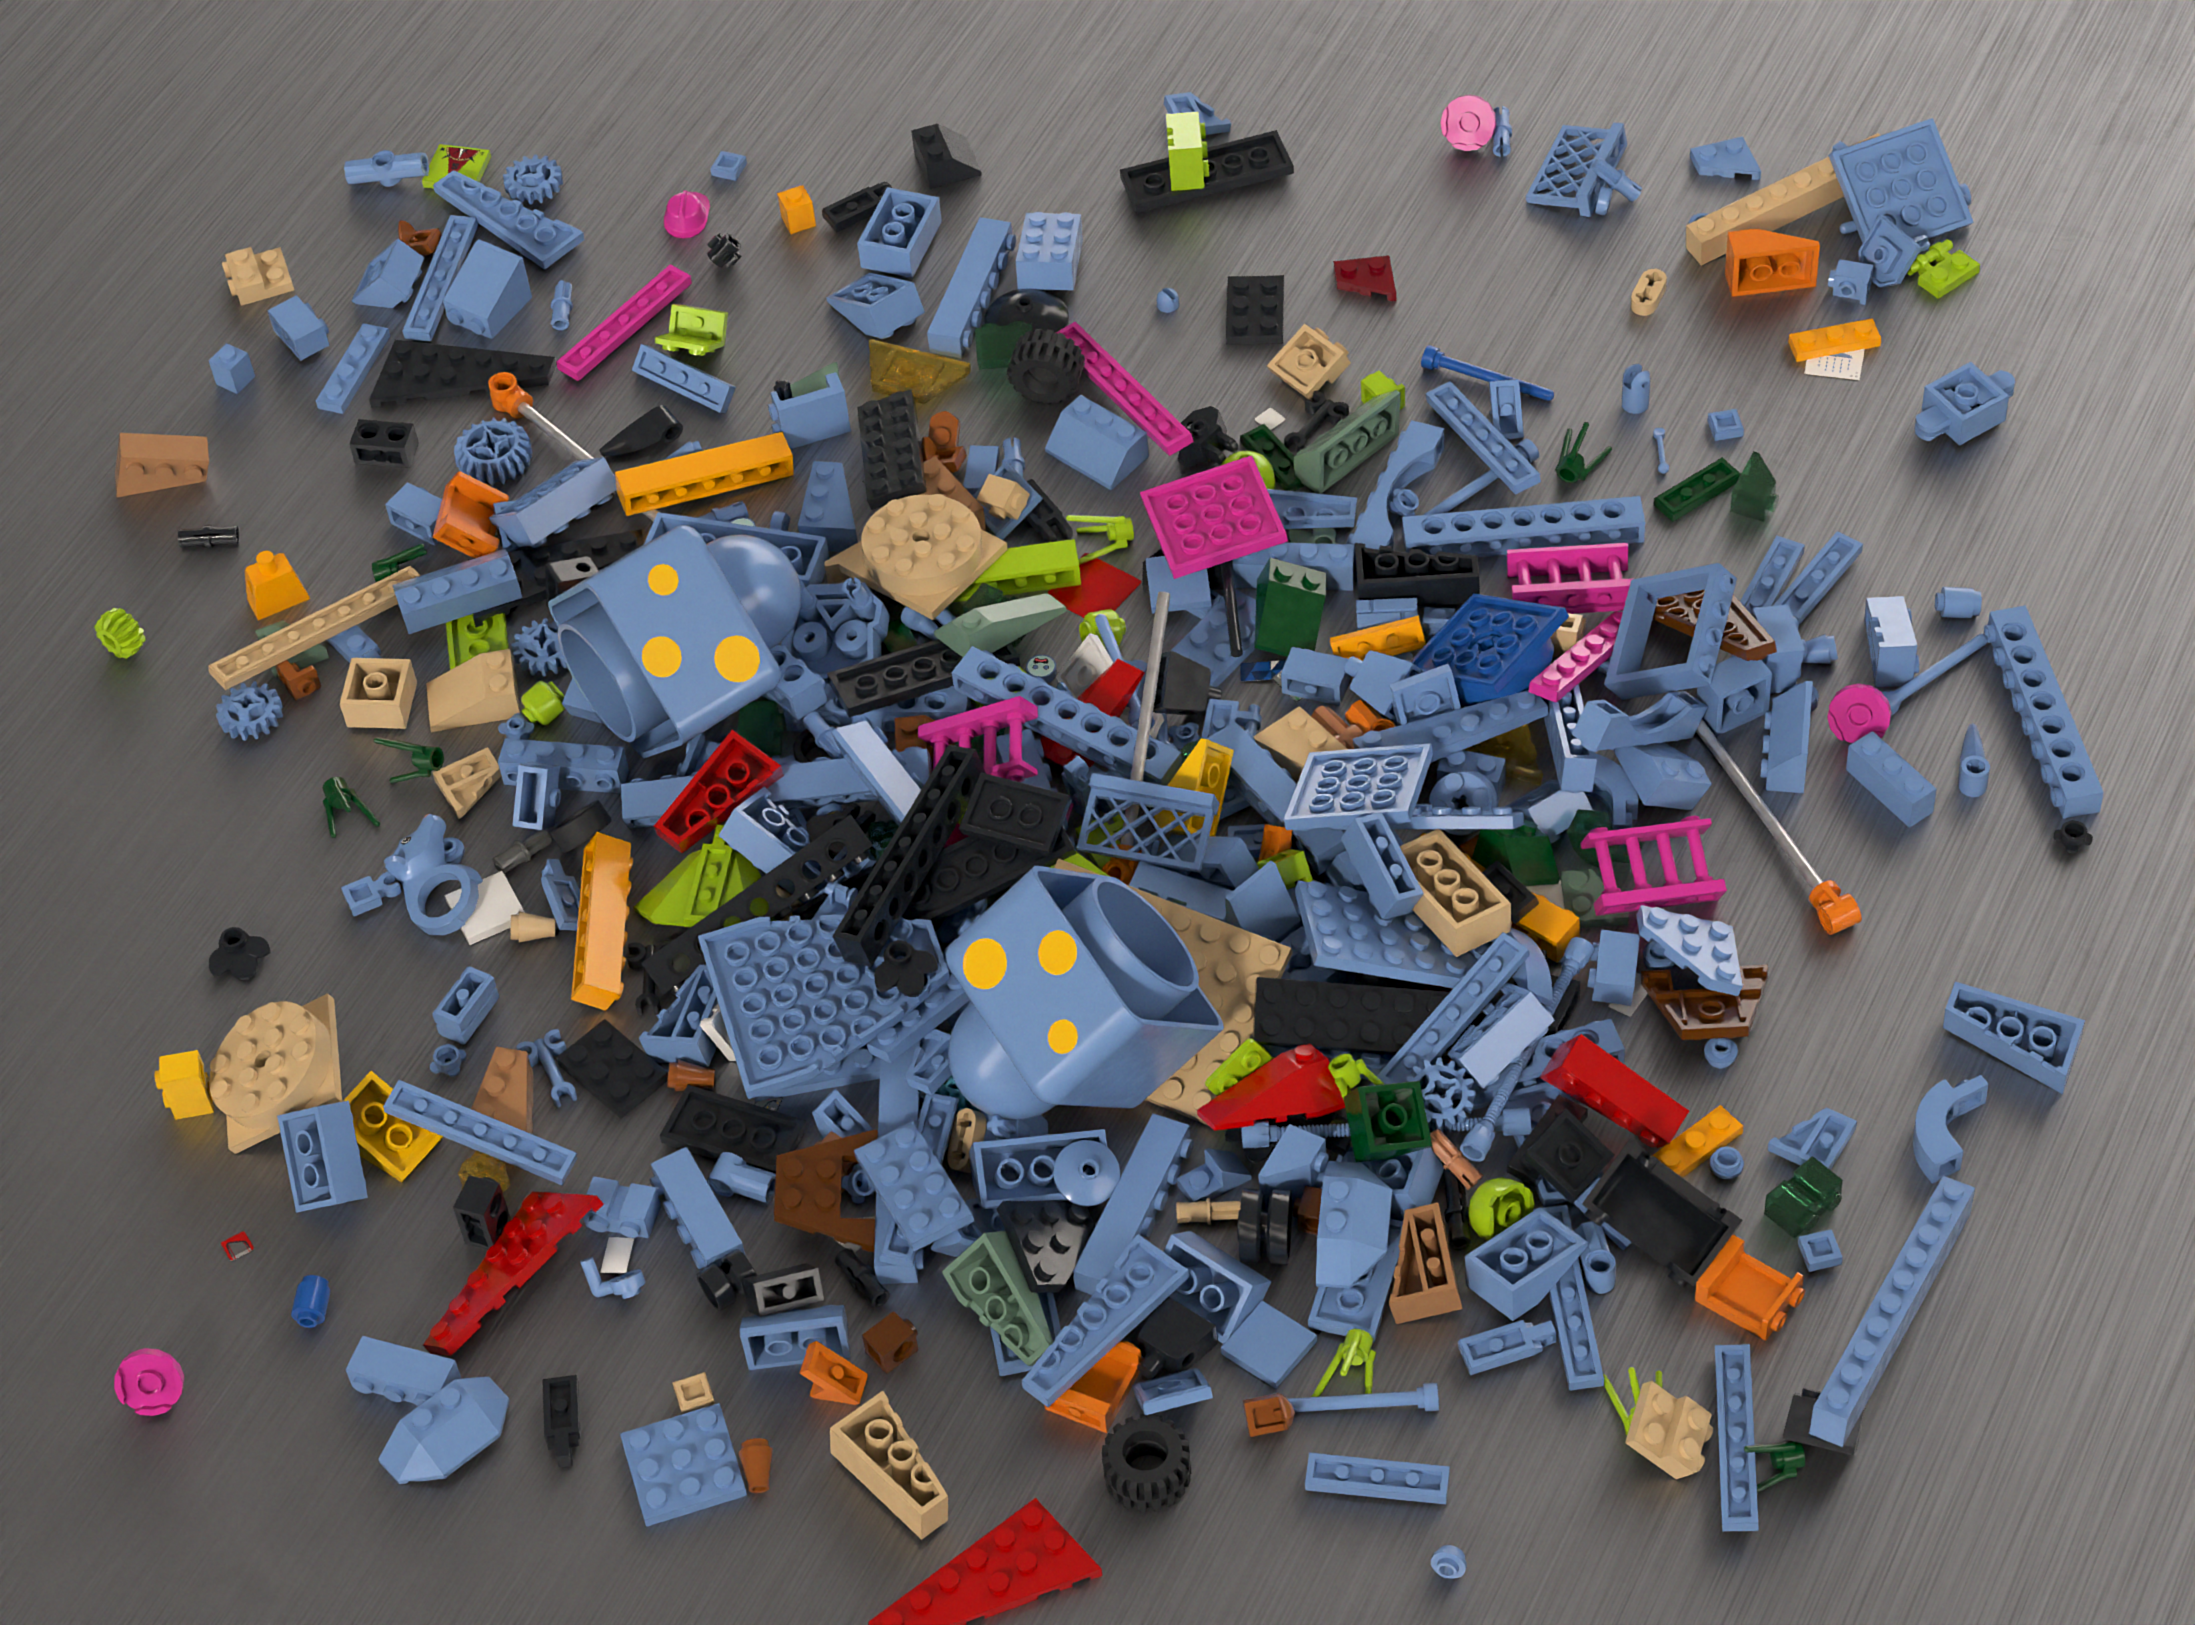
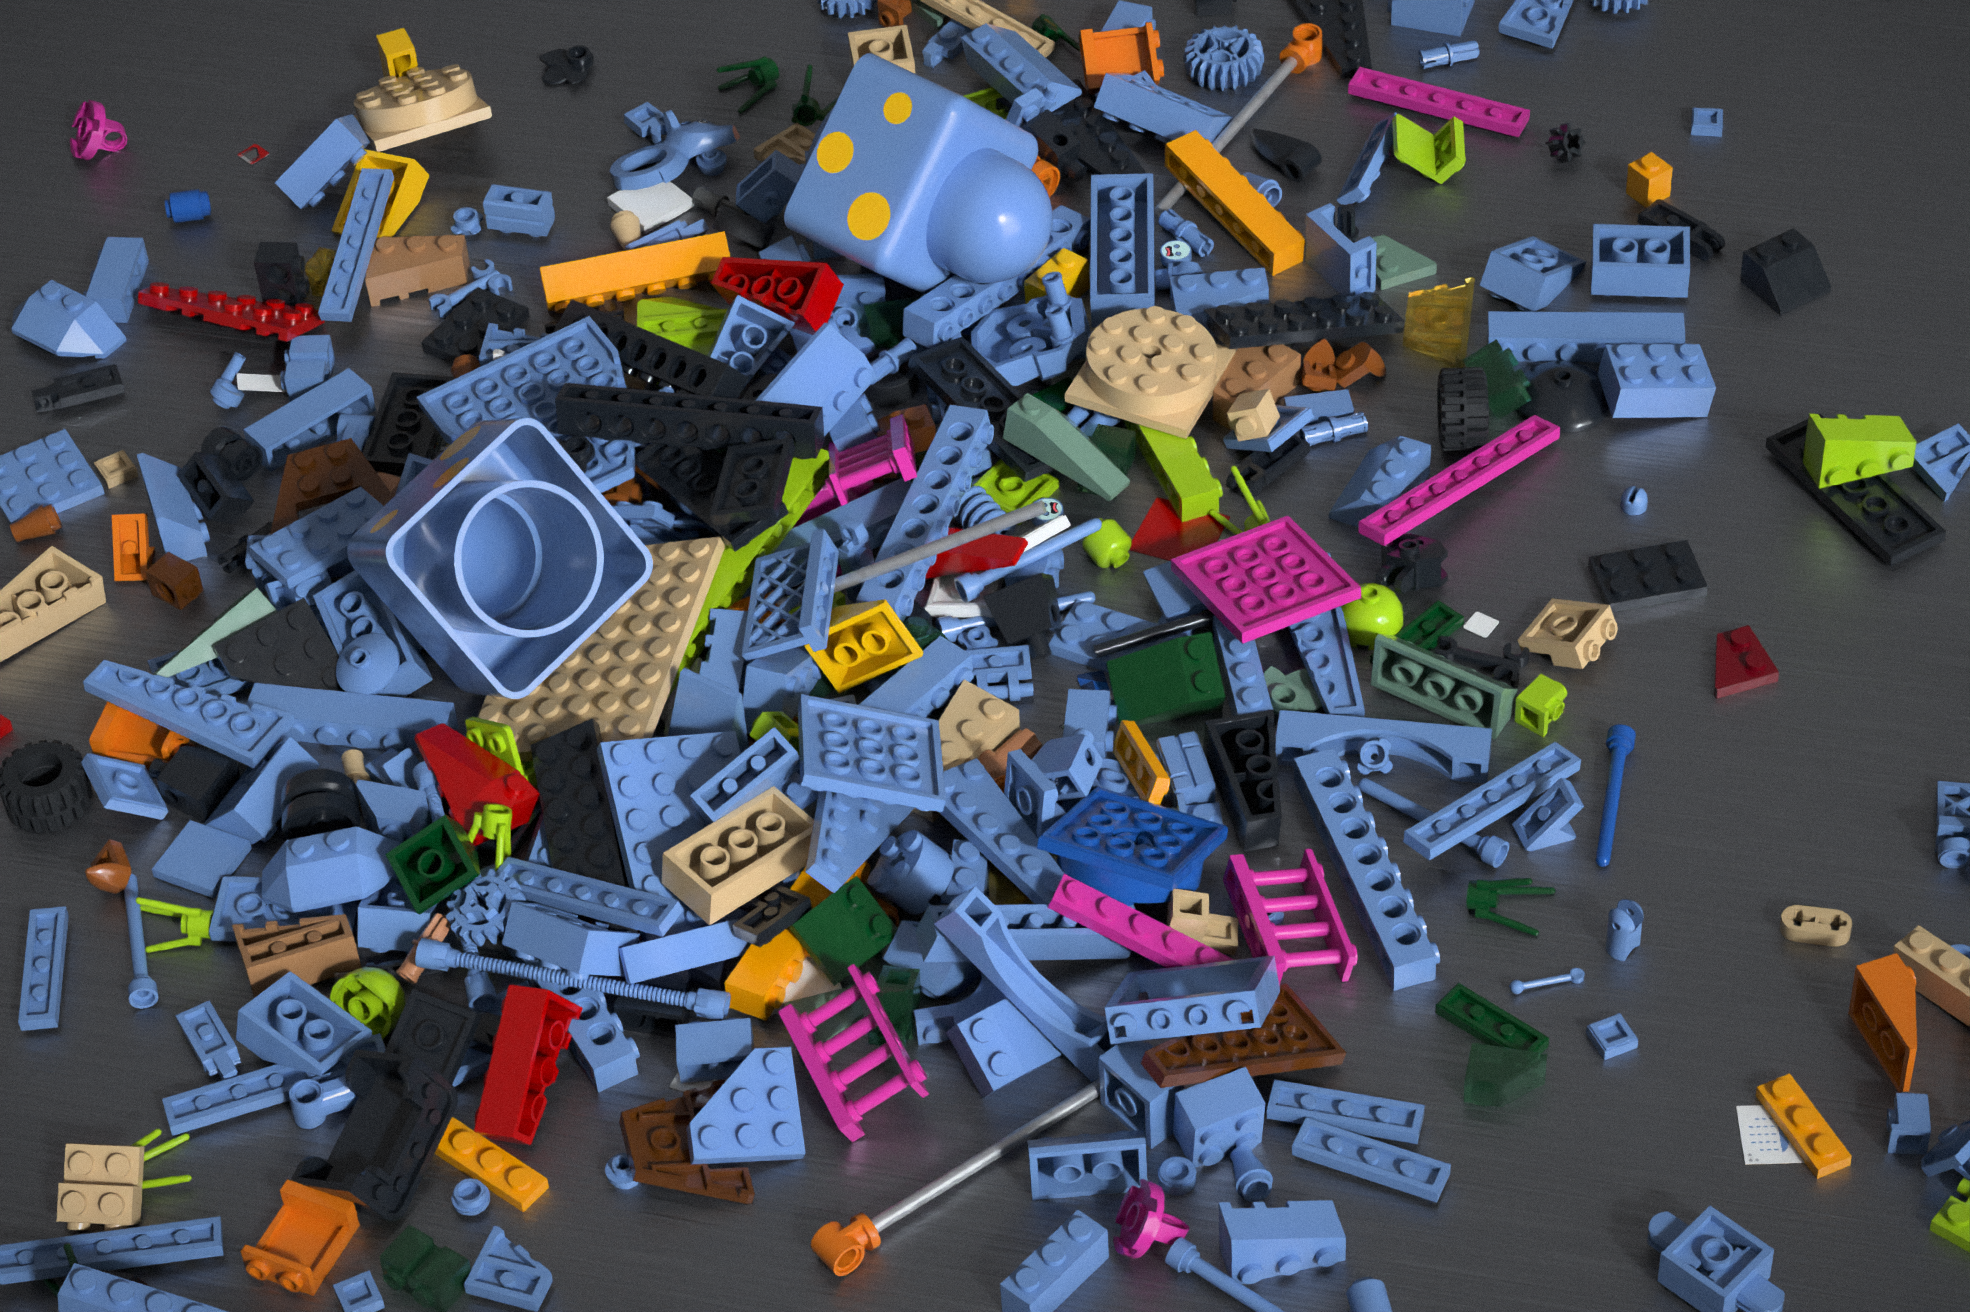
camera: 75 degrees right, 5 degrees down
(538, 582) = (1032, 104): none -> medium blue plate
(686, 214) = (1622, 106): dark pink piece -> none

